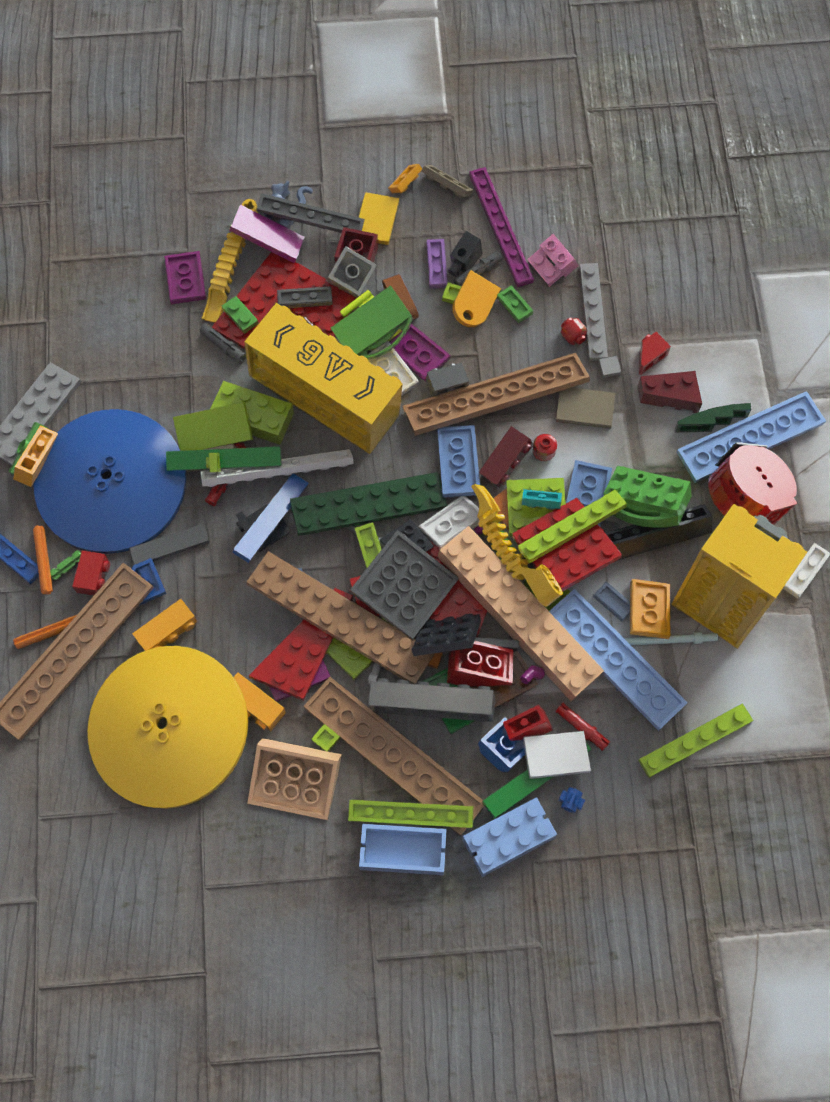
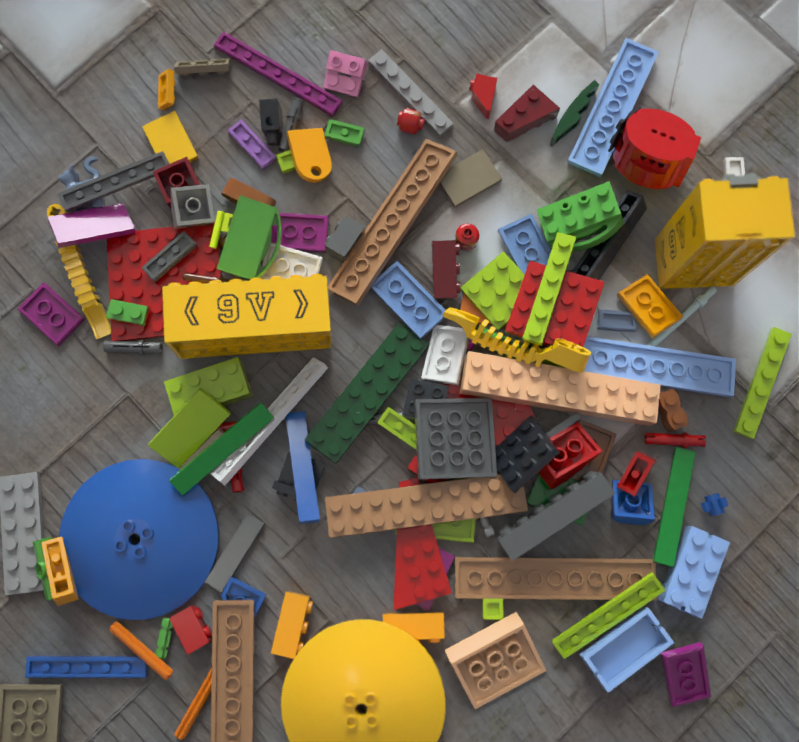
camera: 35 degrees left, 10 degrees up
(213, 462) = (218, 460): lime plate -> none
(434, 908) = (686, 674): none -> magenta tile
(532, 672) = (607, 428): magenta arm -> none
(535, 498) = (504, 283): teal plate -> none
(556, 754) = (676, 479): white tile -> none
(597, 700) = (672, 415): none -> dark orange brick
(609, 367) = (460, 130): light grey tile -> none

